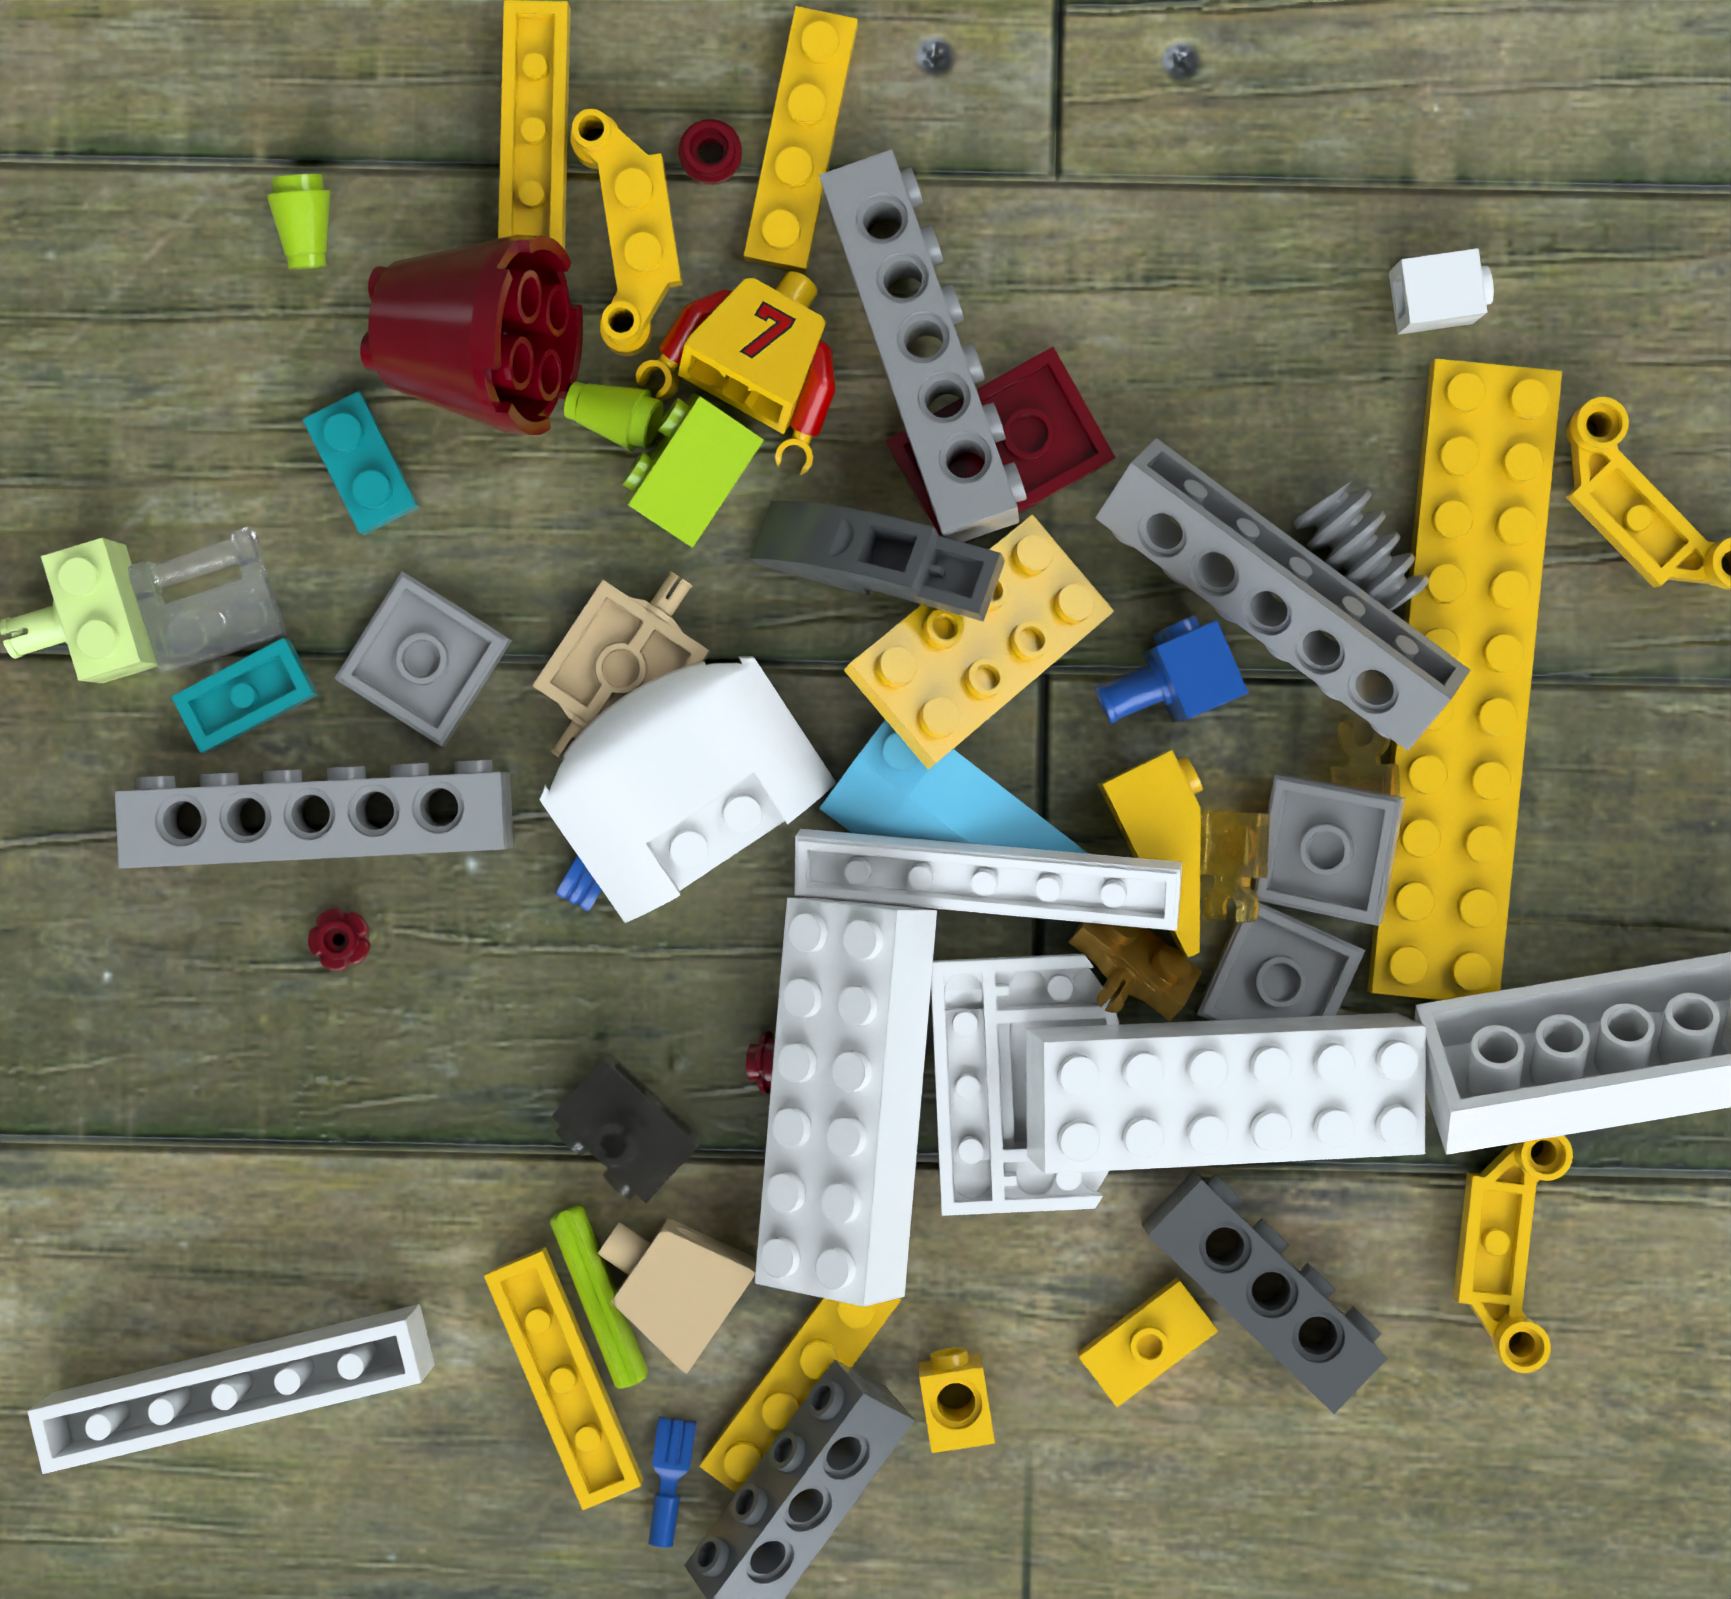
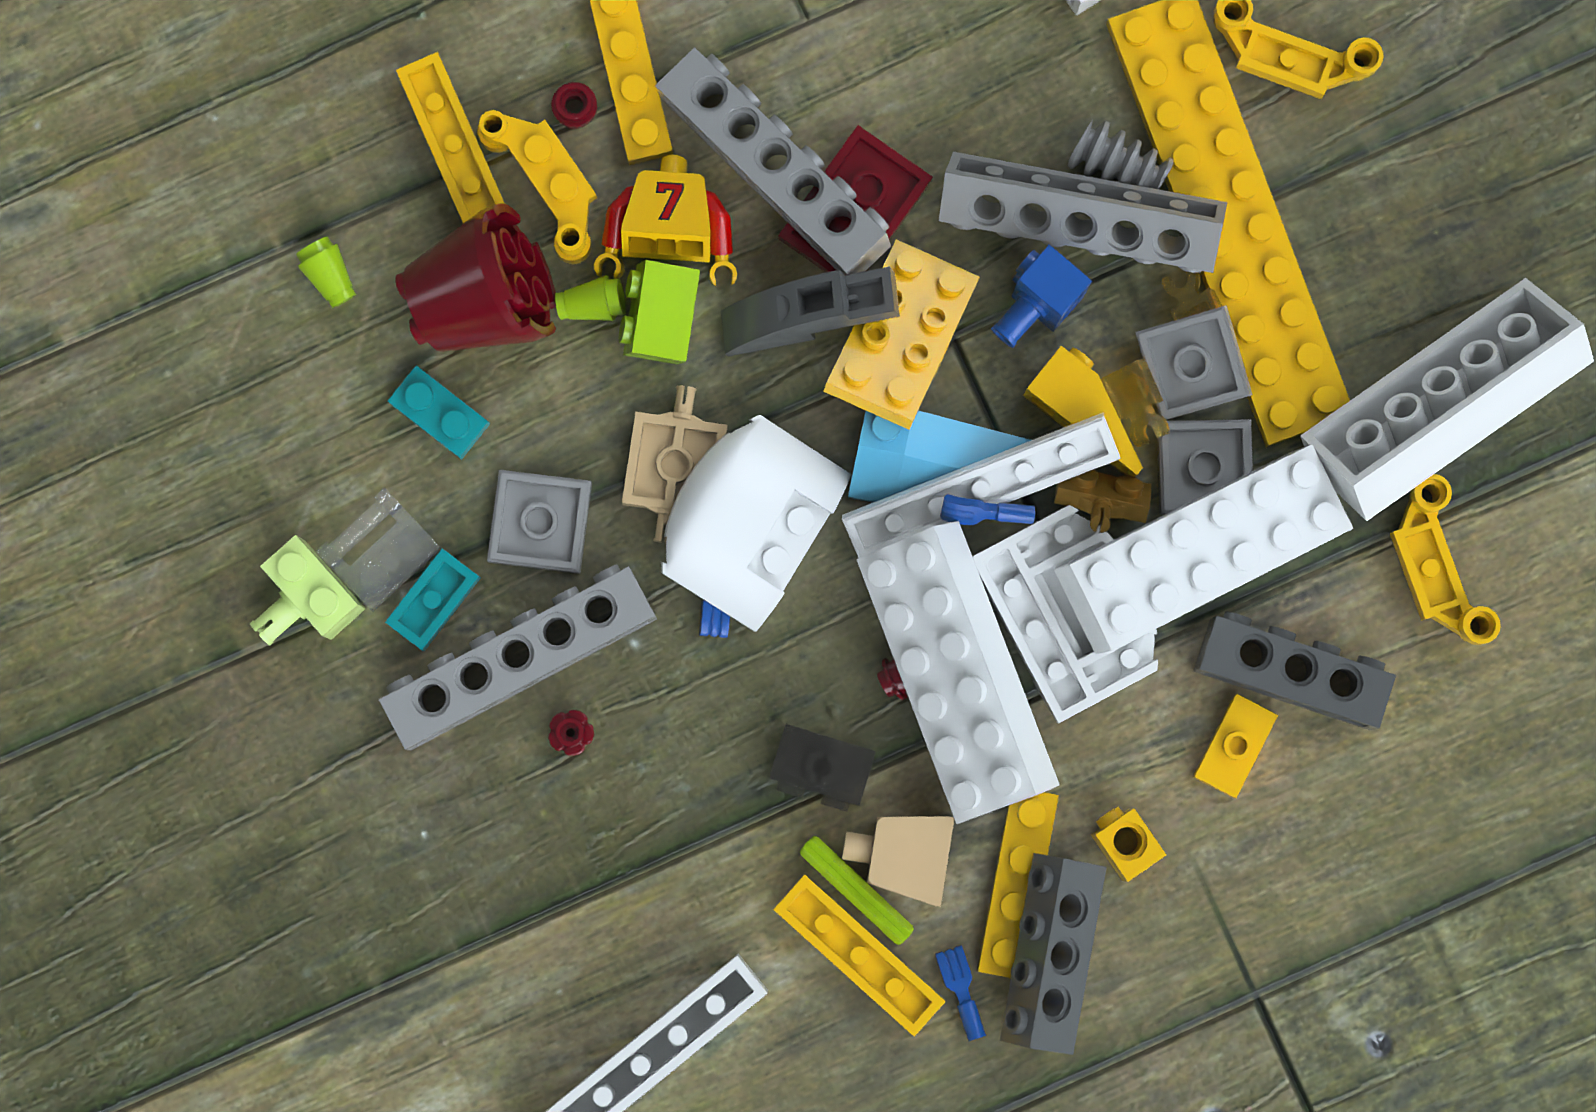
camera: 25 degrees left, 5 degrees down
(963, 908) = (973, 511): none -> blue piece

